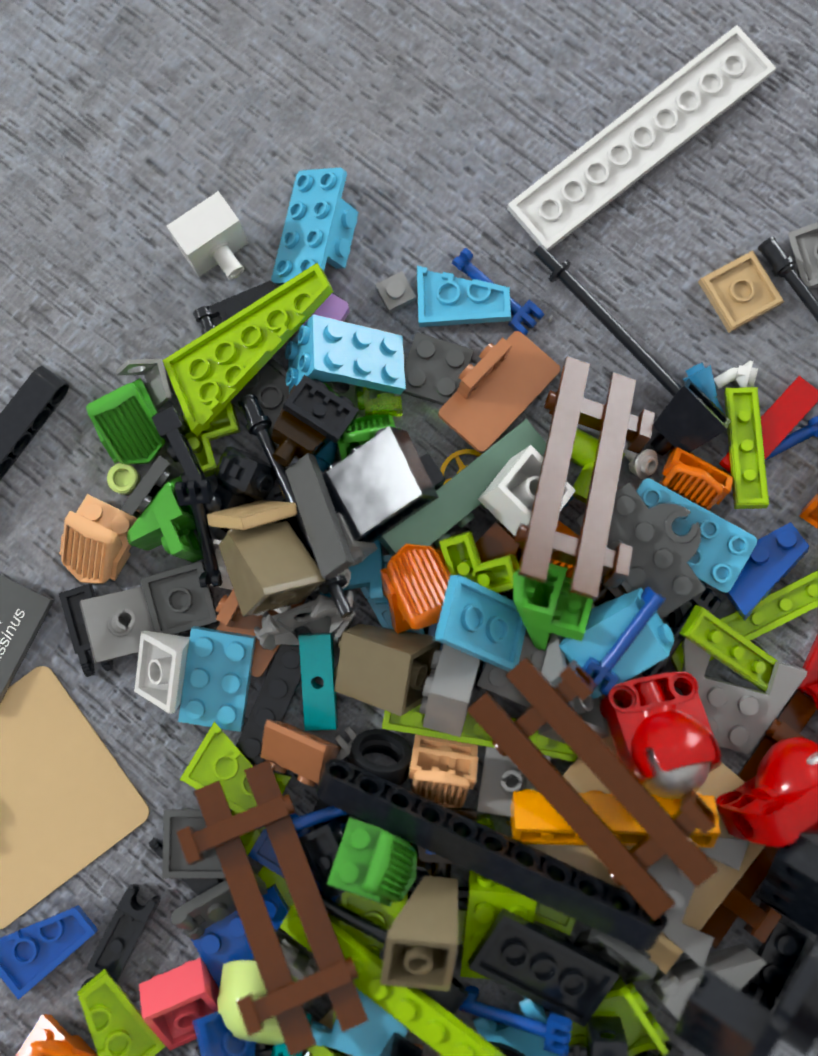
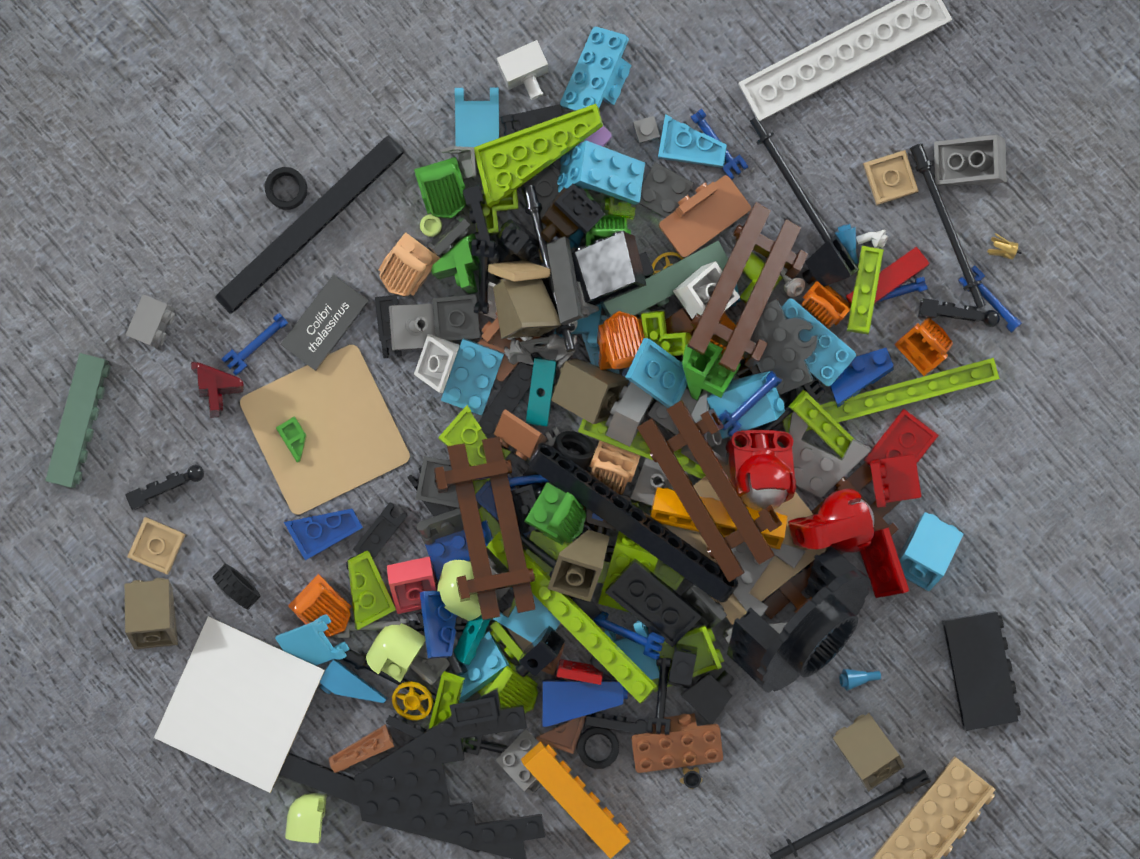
camera: 10 degrees right, 5 degrees up
(162, 322) = (476, 120): none -> medium azure flag

